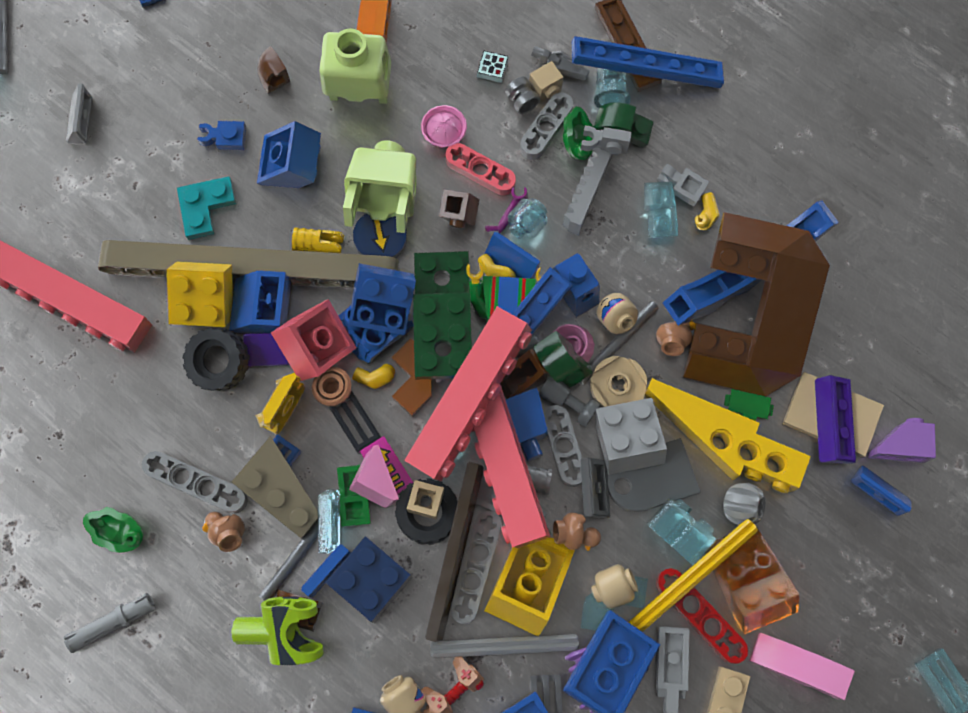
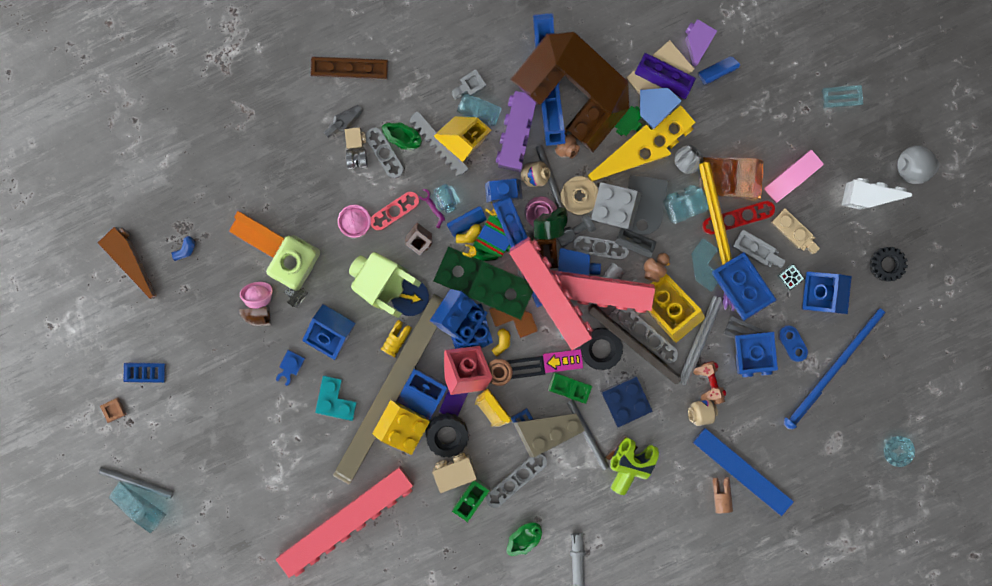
camera: 65 degrees left, 15 degrees up
(79, 116) = (230, 457): light grey slope -> none
(139, 430) = (470, 500): none -> green brick
(168, 389) = (454, 472): none -> tan brick
(224, 531) = (556, 475): nougat animal -> none
(296, 54) = (256, 294): none -> bright pink hat
(315, 102) = (296, 297): none -> clear smoke tile
(325, 571) = (608, 424): blue tile -> none
(329, 520) = (581, 409): clear light blue tile -> none
(374, 480) = (569, 372): bright pink slope -> none
(422, 490) = (605, 347): tan plate -> none
(492, 66) = (324, 167): tile -> none
(610, 139) = (424, 120): light grey plate -> none
(611, 87) = (374, 95): clear light blue plant -> none
(614, 586) = (699, 261): tan head -> none
(617, 202) = (463, 135): none -> yellow slope
(623, 117) = (409, 103): dark green brick -> none
(647, 62) = (375, 66): blue tile -> none
(656, 265) = (517, 132): none -> medium lavender wedge
(709, 214) = (496, 79): yellow arm -> none
(793, 425) = (657, 105): none -> medium blue slope

